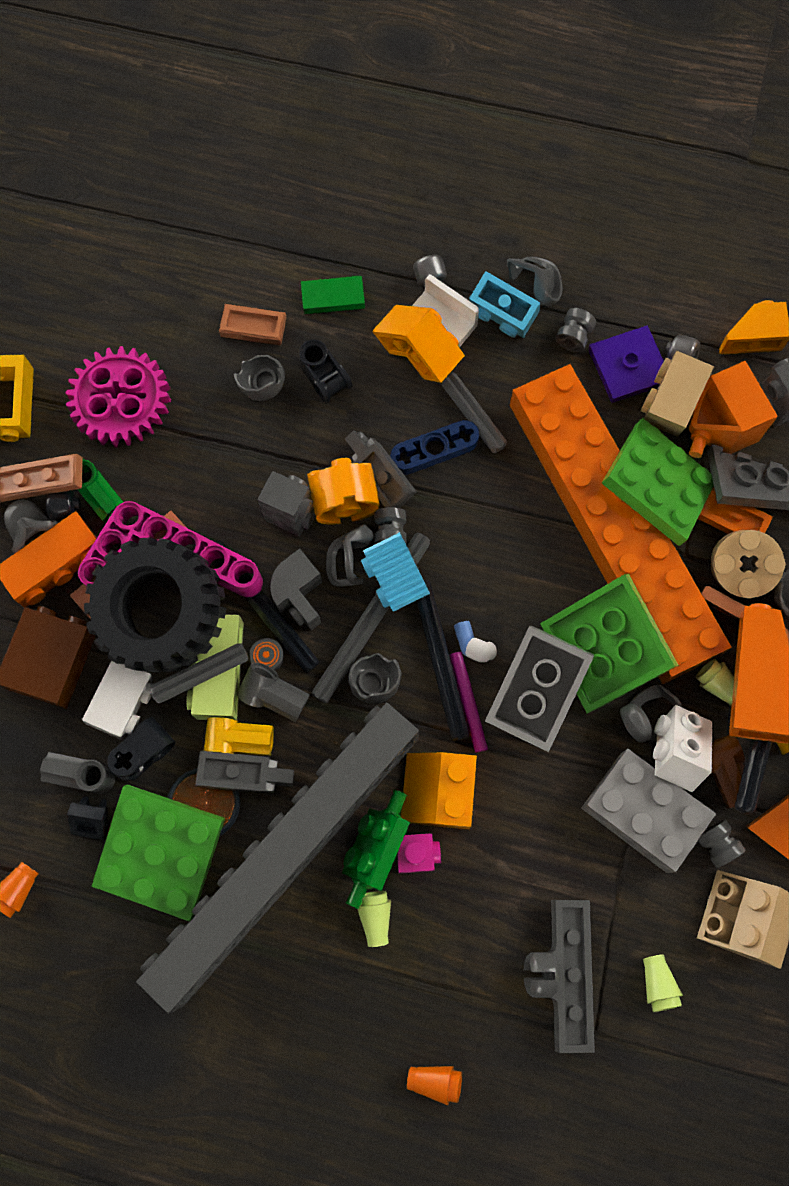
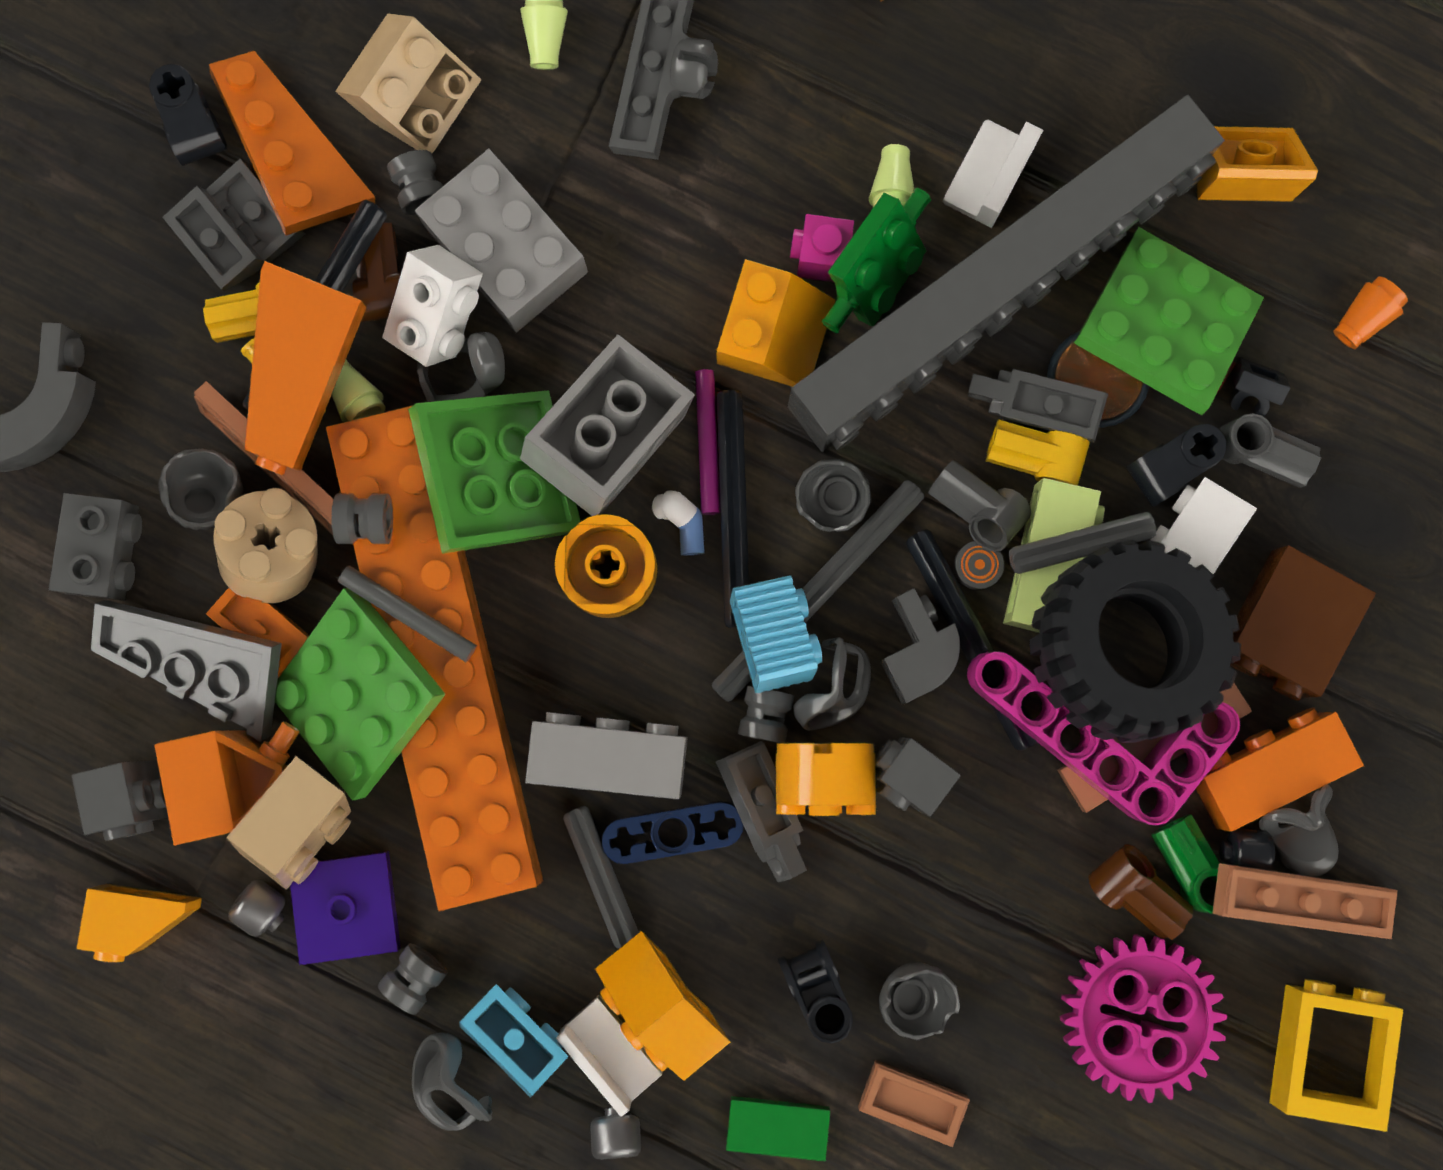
camera: 170 degrees left, 10 degrees up
(109, 993) = (1257, 166): none -> light orange slope
(134, 471) = (1131, 882): none -> reddish brown piece
(304, 944) = (991, 171): none -> white panel
(487, 475) = (607, 756): none -> light grey brick
(528, 583) = (587, 547): none -> light orange brick
(641, 532) = (407, 613): none -> dark grey bar
(688, 583) = (362, 518): none -> dark grey wheel

